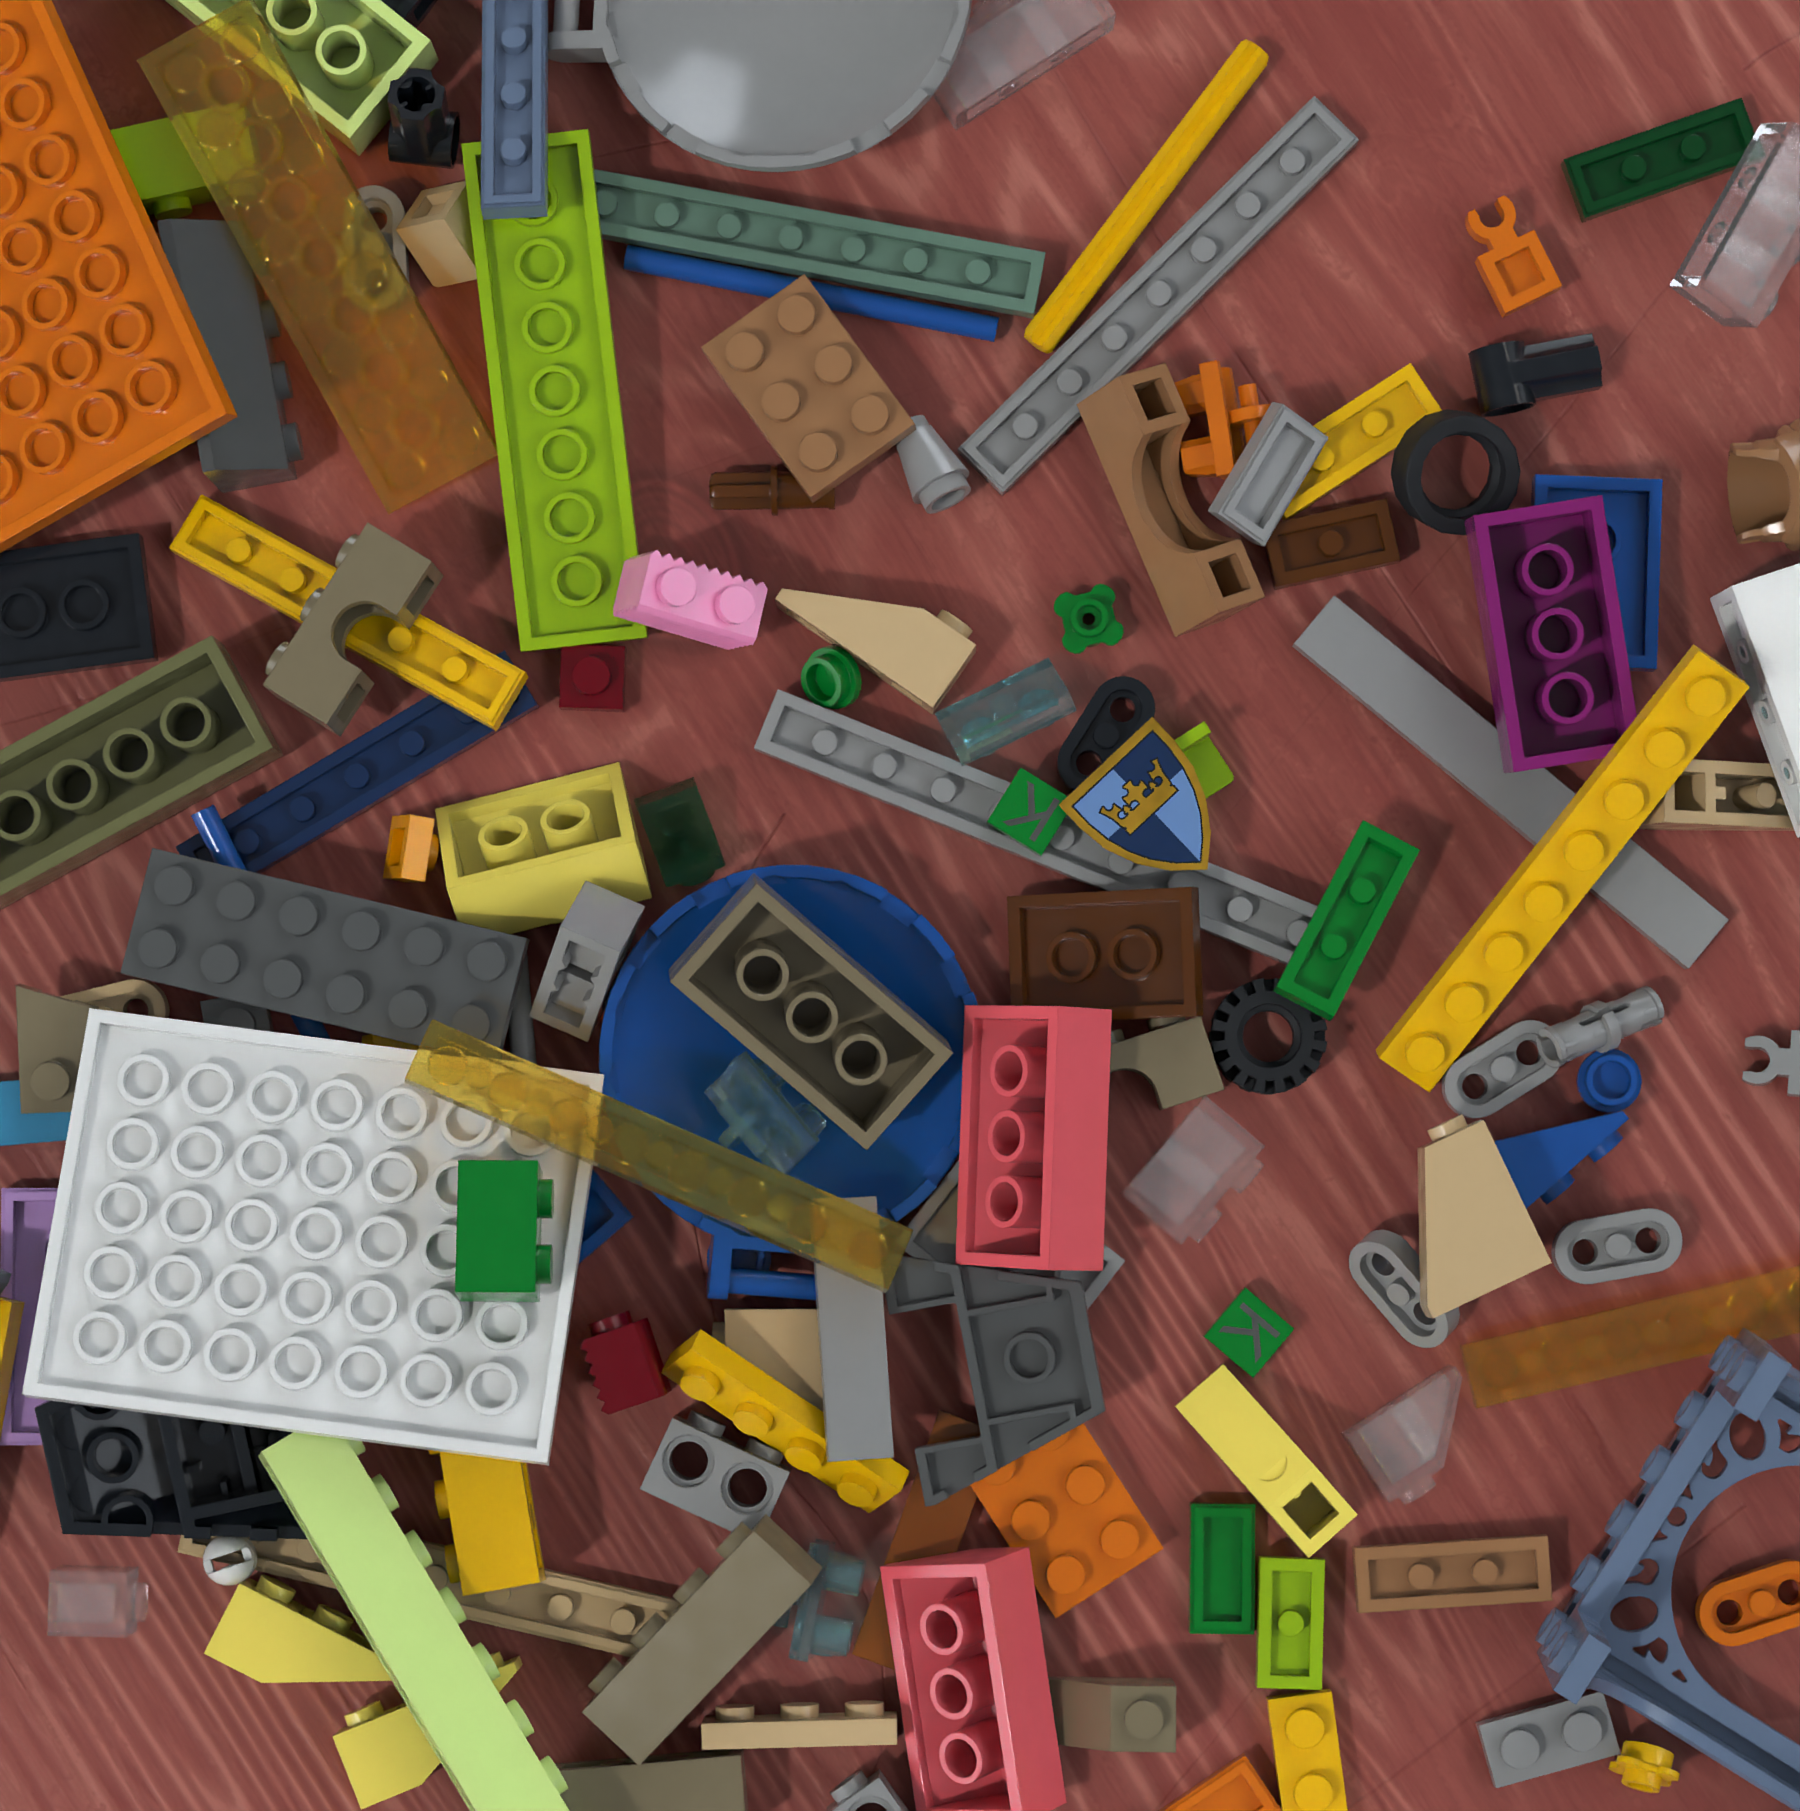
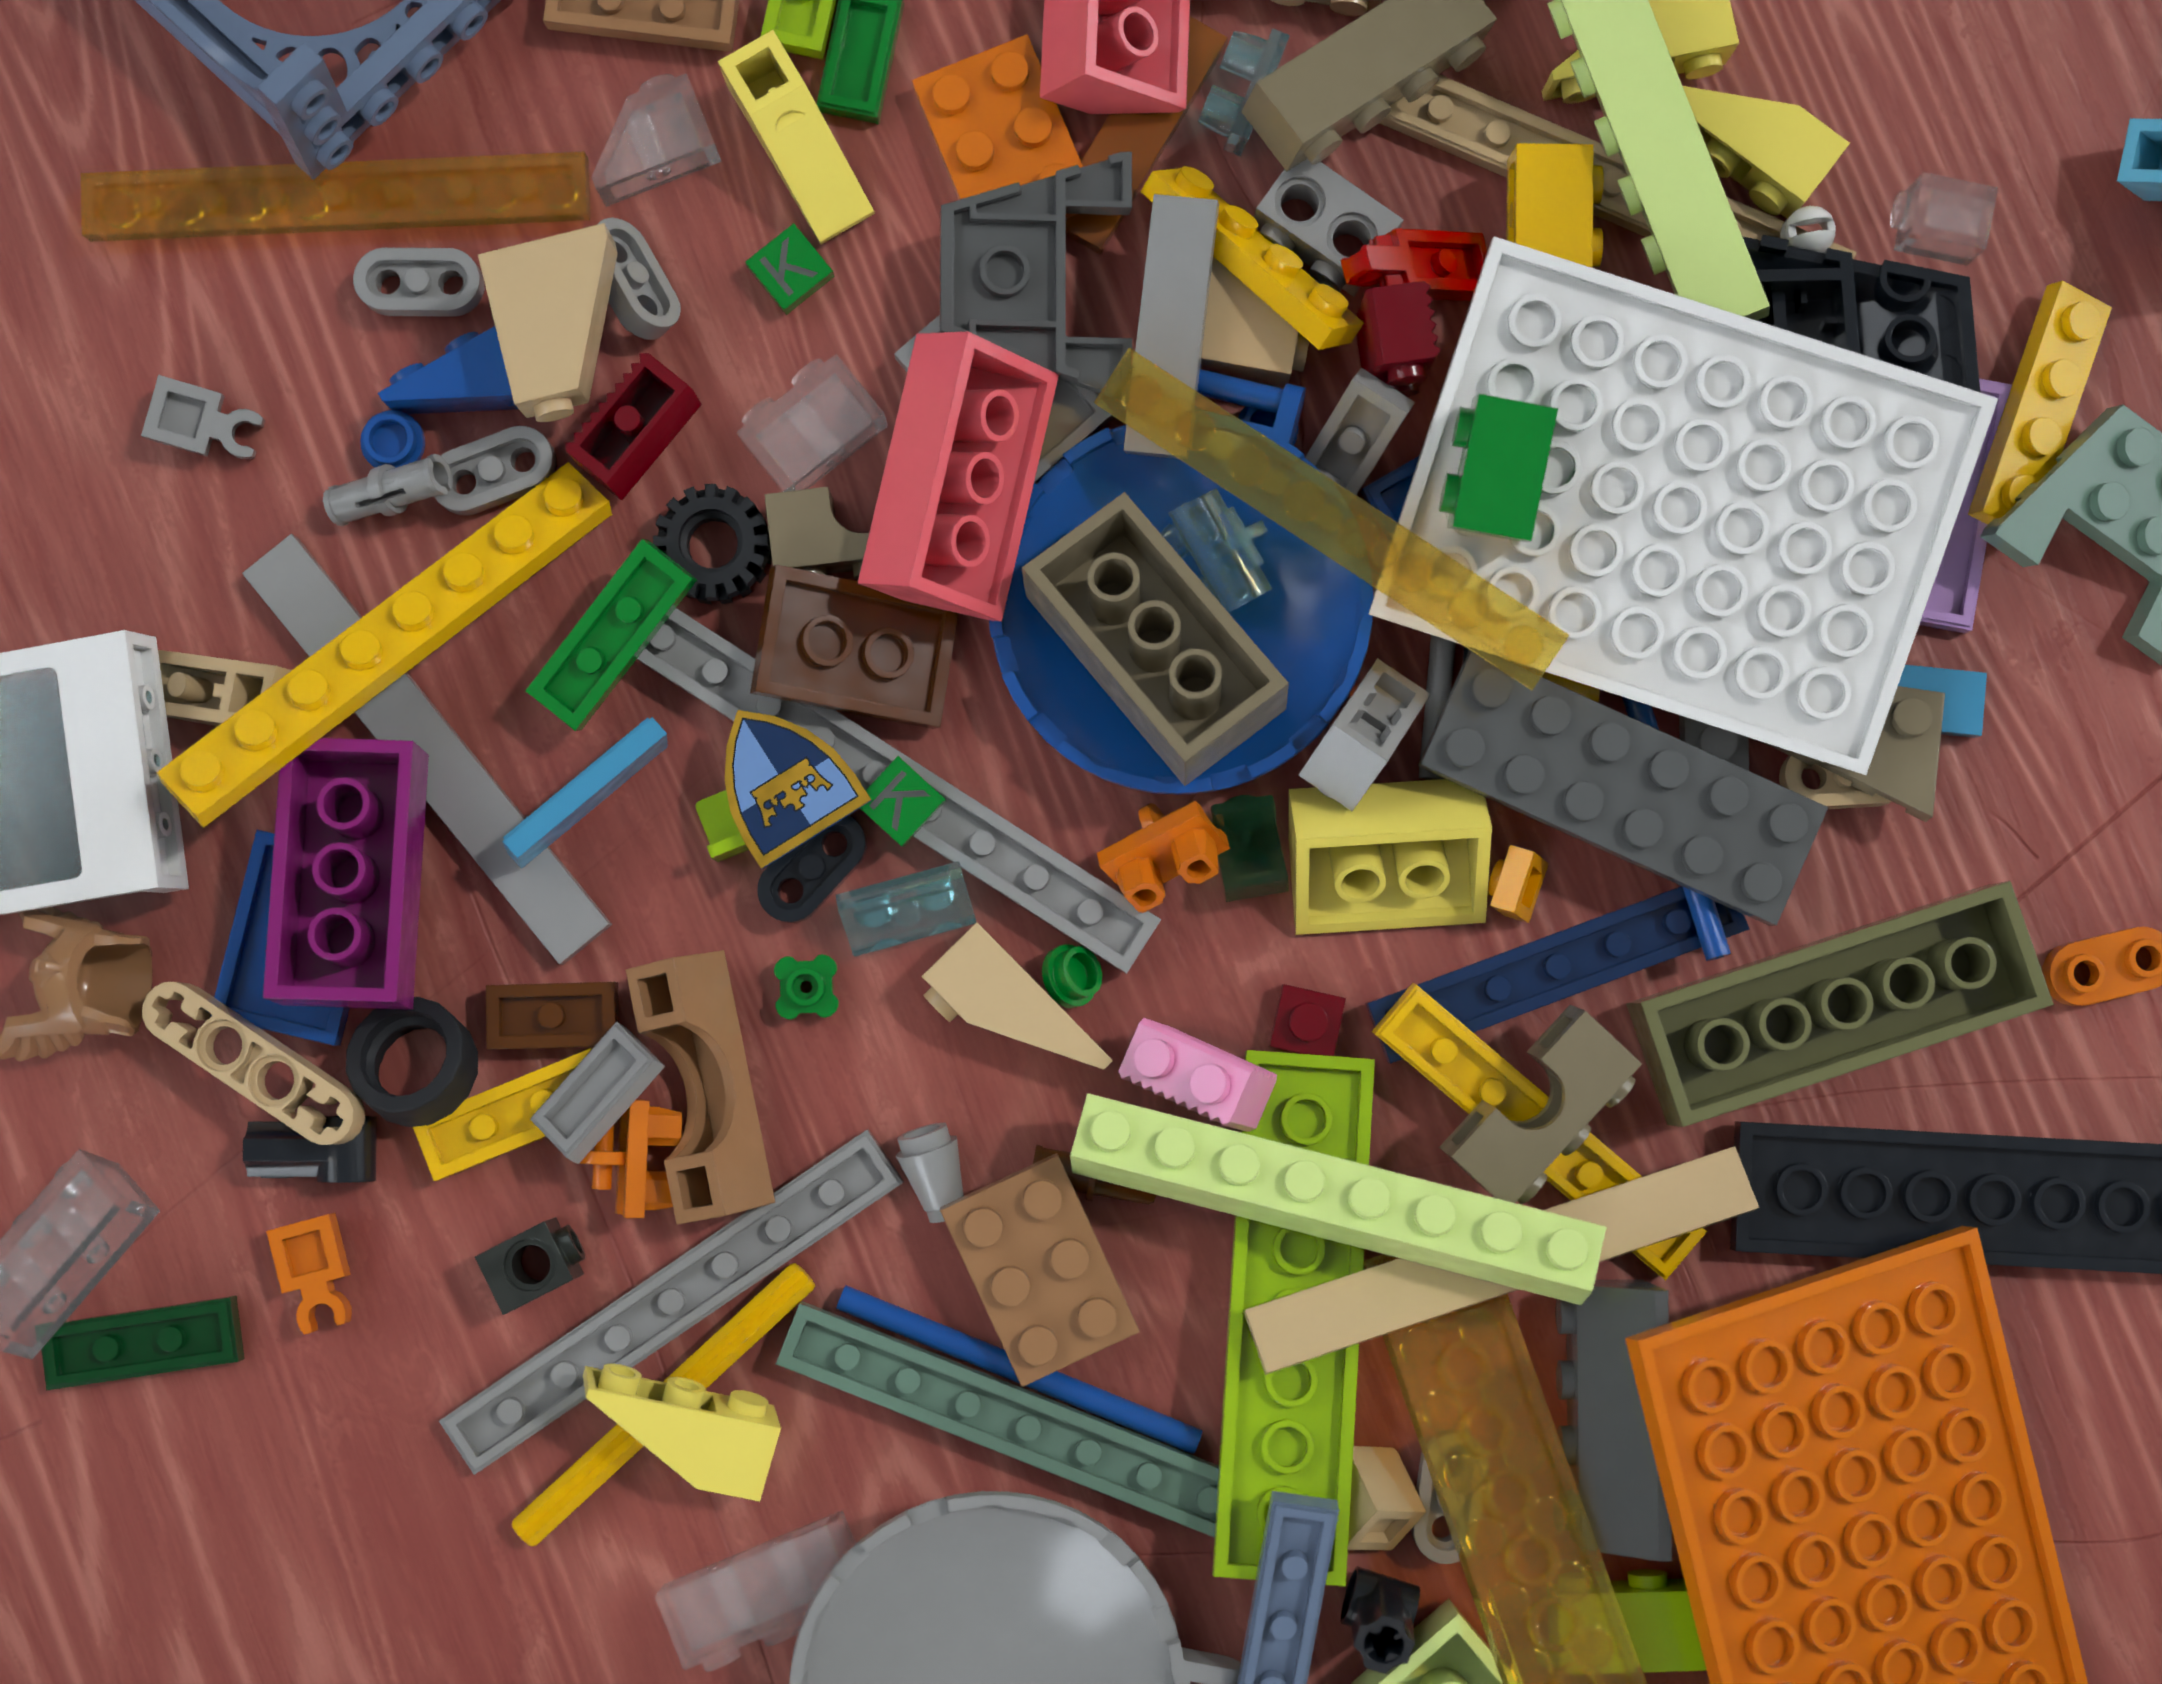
camera: 175 degrees left, 0 degrees up
(364, 478) = (1412, 1293): none -> tan tile
(534, 501) = (1338, 1199): none -> yellowish green brick
(612, 1447) = (1441, 258): none -> red hinge
(647, 1261) = (1359, 431): none -> light grey plate
(766, 816) = (1161, 850): none -> orange hips
(1098, 170) = (702, 1435): none -> light yellow slope
(1319, 283) = (504, 1269): none -> pearl dark grey brick
(1341, 764) = (585, 792): none -> dark azure tile
(1369, 1134) = (633, 425): none -> dark red brick
(1604, 447) = (249, 1070): none -> tan beam

